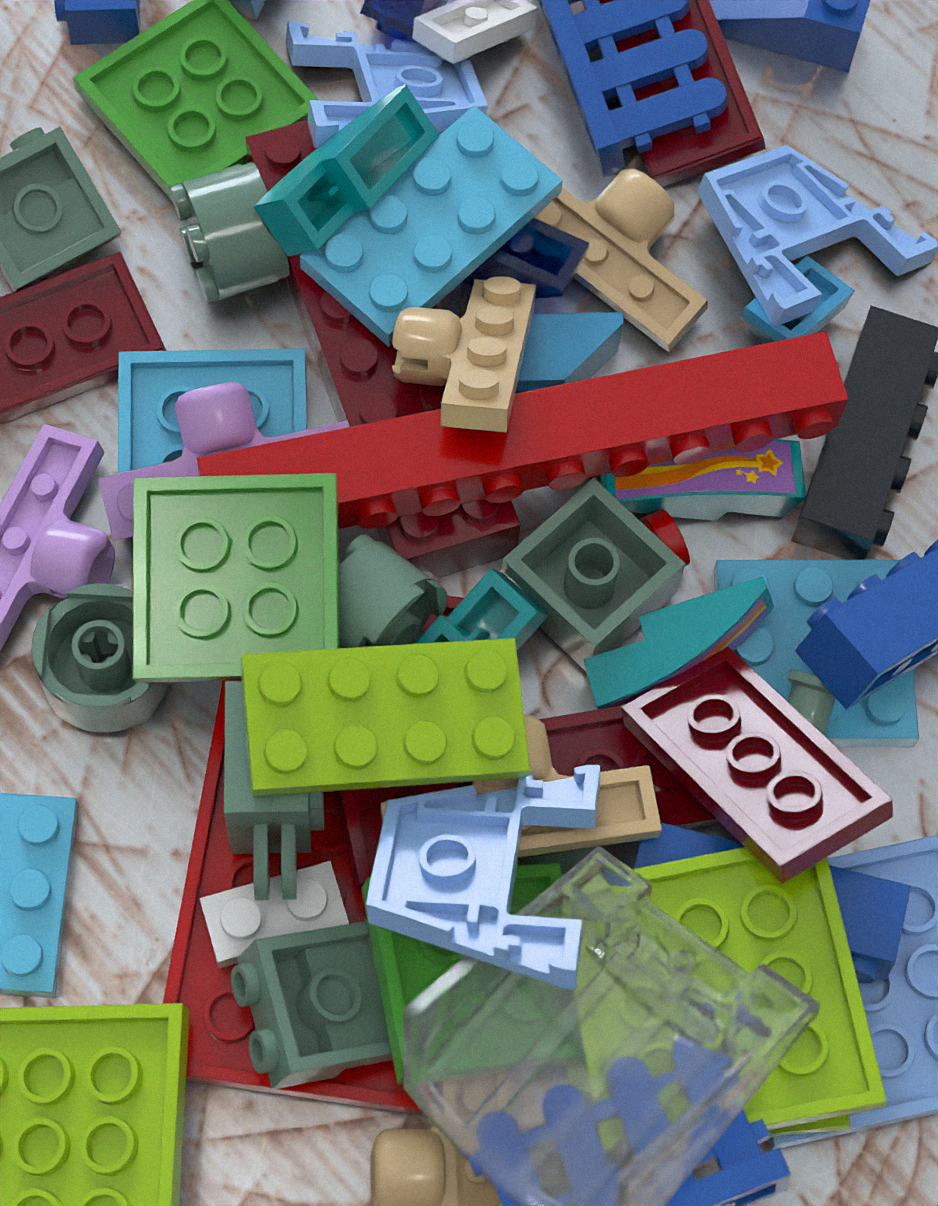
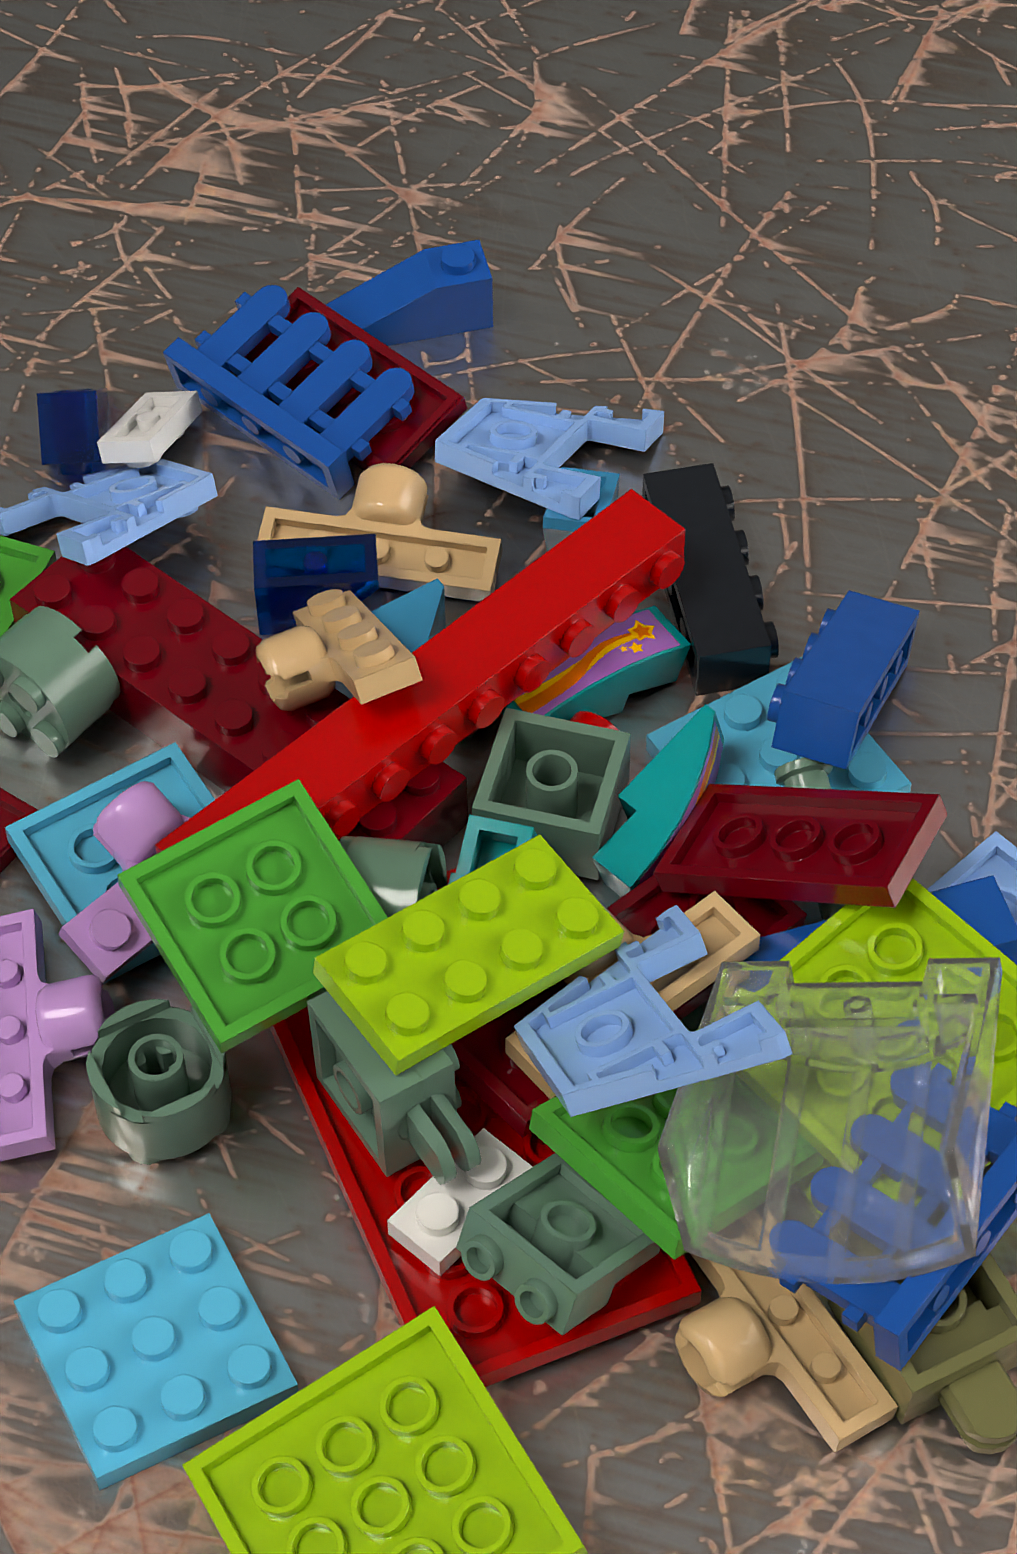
camera: 25 degrees left, 15 degrees down
(346, 172) = (130, 571): teal slope -> none
(433, 224) = (228, 582): medium azure plate -> none

